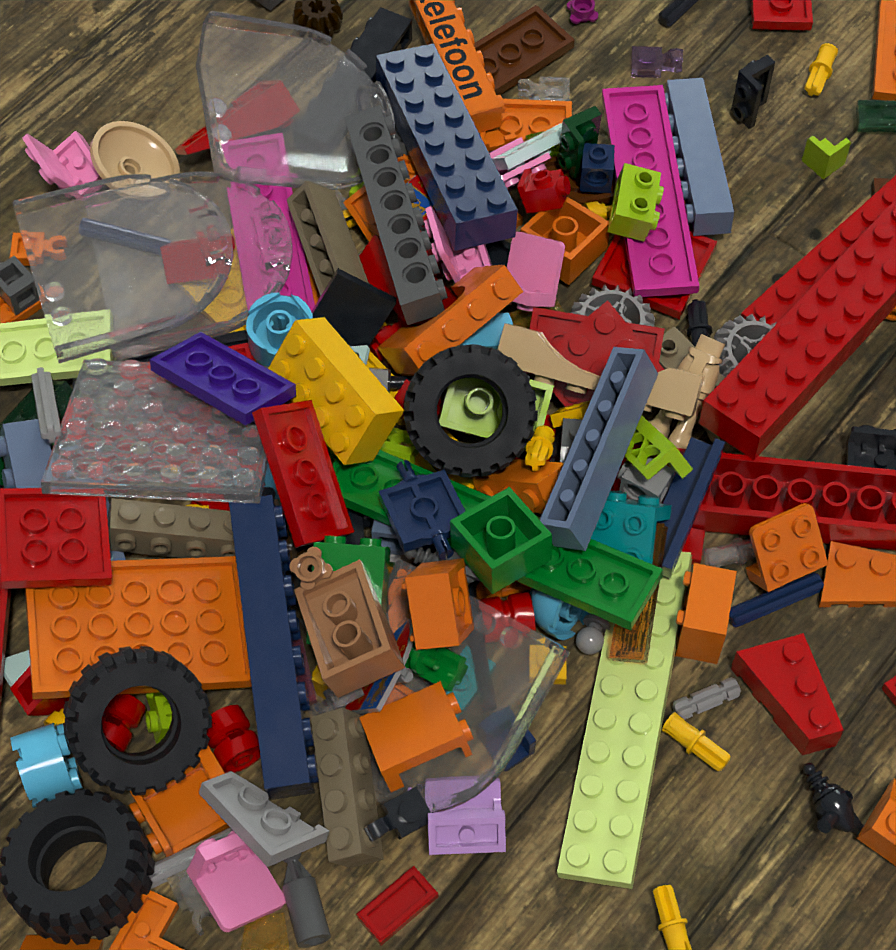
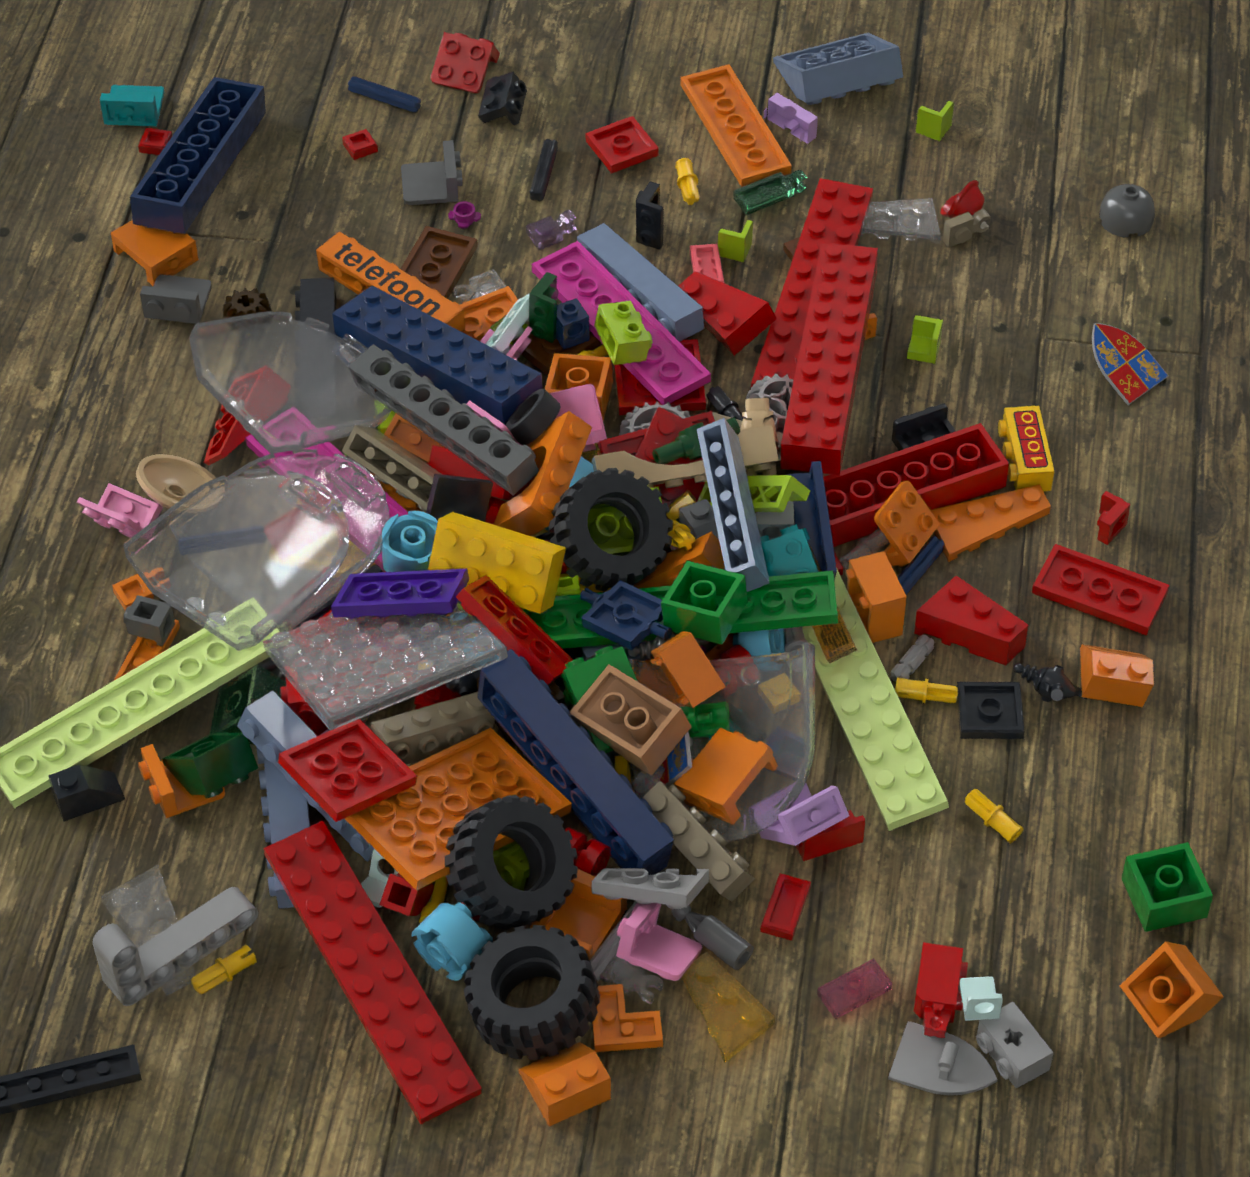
camera: 30 degrees left, 10 degrees down
(46, 405) = (264, 682): light grey axle -> none
(302, 562) = (572, 679): medium nougat plate -> none
(403, 815) = (756, 830): black plate -> none
(480, 251) = (533, 416): none -> black tyre
(511, 861) = (837, 837): none -> red panel
(543, 190) = (545, 353): red brick -> none
(599, 354) = (685, 445): none -> dark green pin
(750, 799) = (990, 710): none -> black tile
(761, 227) = (728, 312): none -> red wedge
(779, 169) = (707, 261): none -> coral plate

